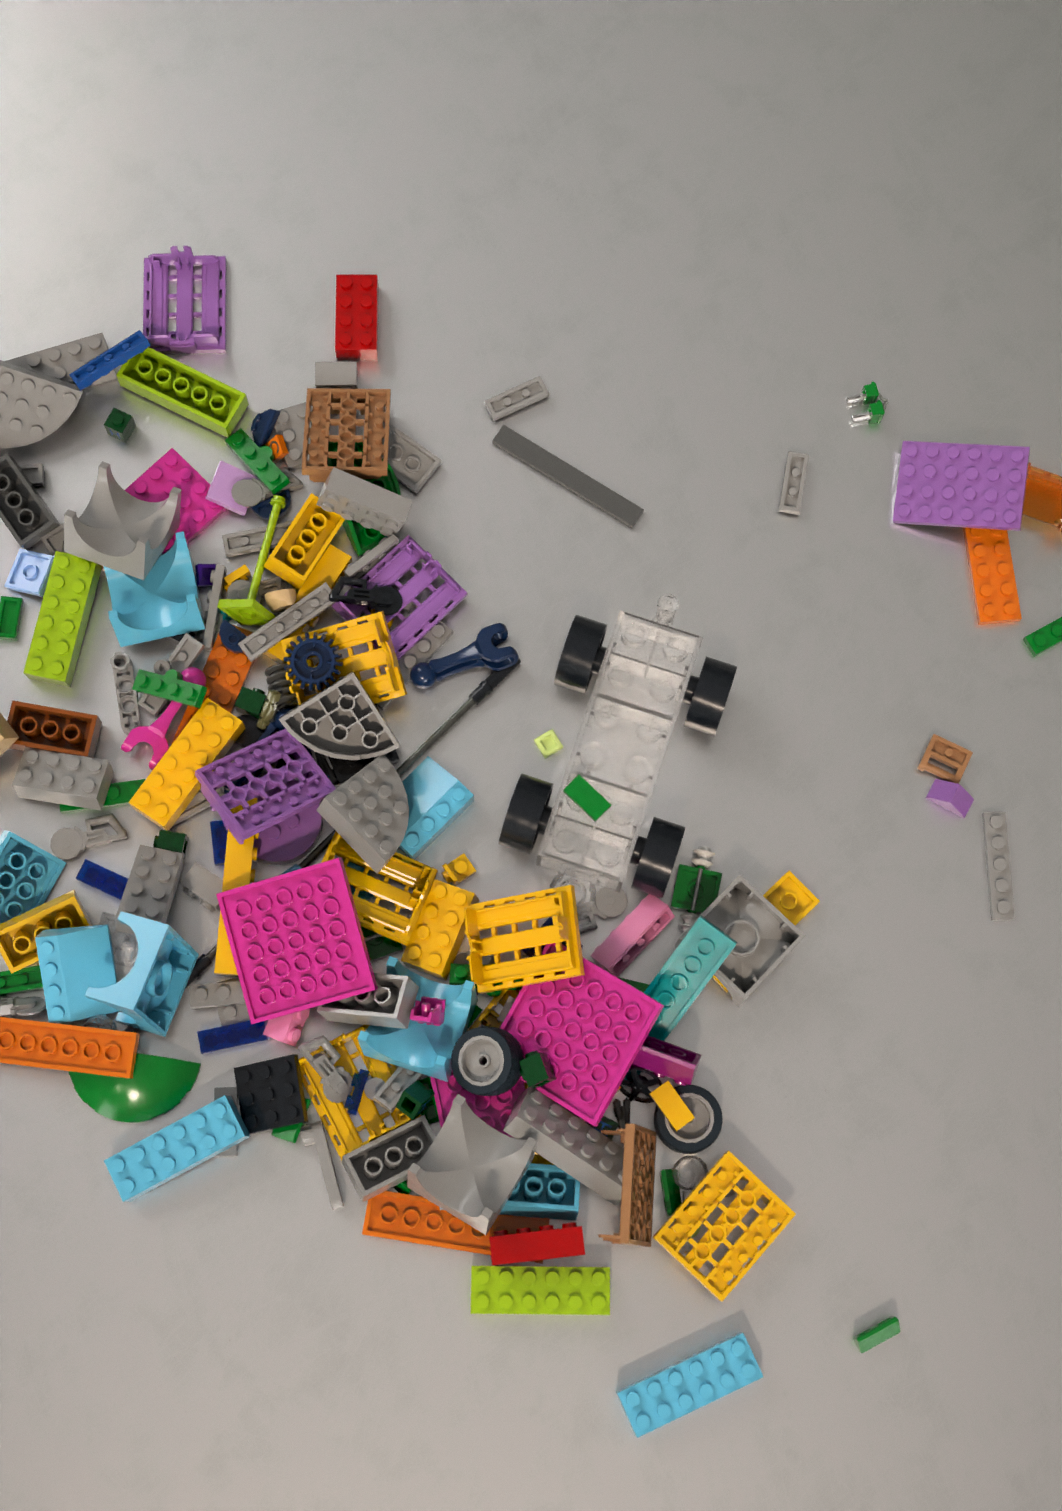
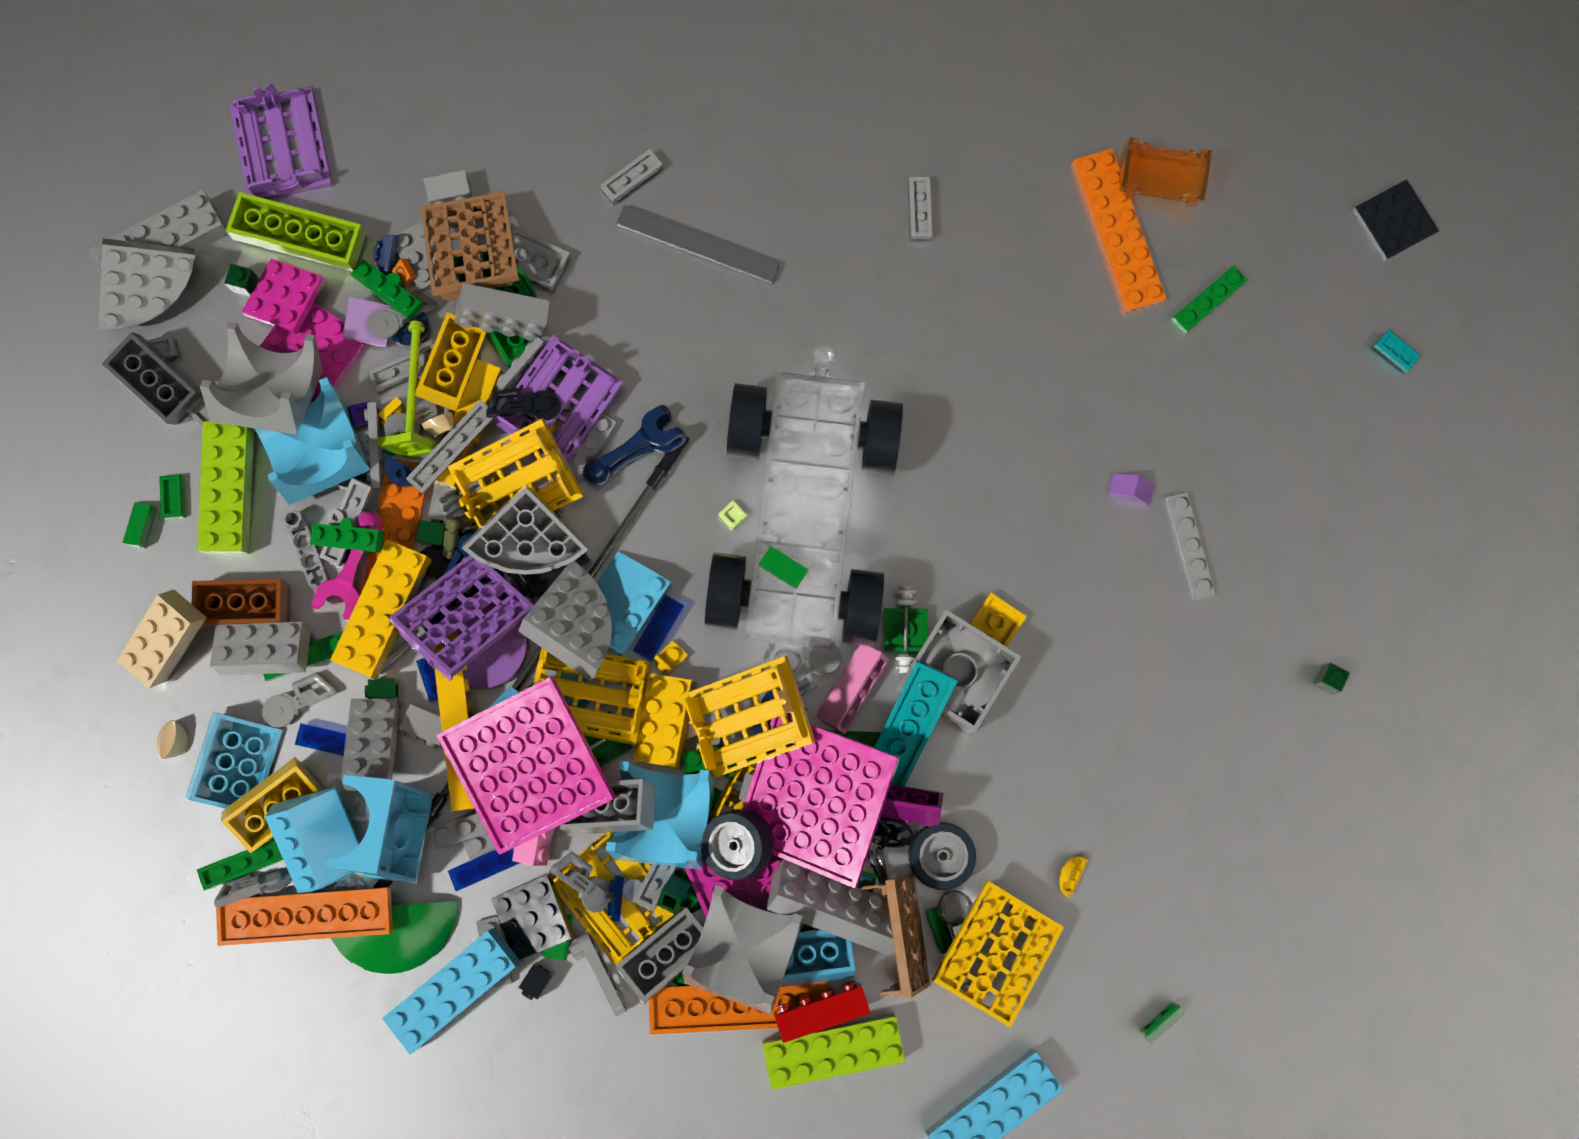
camera: 15 degrees left, 5 degrees up
(30, 572) = (182, 447): light blue tile -> none
(110, 360) = (215, 216): blue plate -> none
(157, 447) = (283, 296): none -> dark pink plate
(260, 1158) = (535, 981): none -> black brick
(310, 648) = (470, 479): dark blue gear -> none
(356, 317) = (455, 124): red brick -> none
(429, 1011) = (670, 806): dark pink hand -> none
(452, 838) = (658, 628): none -> clear blue plate
(536, 1069) = (787, 843): dark green brick -> none
(672, 1105) = (925, 848): yellow tile -> none
(814, 1165) = (1071, 874): none -> yellow plate
(869, 396) = (977, 106): green piece -> none
(948, 754) = (1119, 446): medium nougat plate -> none
(961, 485) = (1085, 178): medium lavender plate -> none

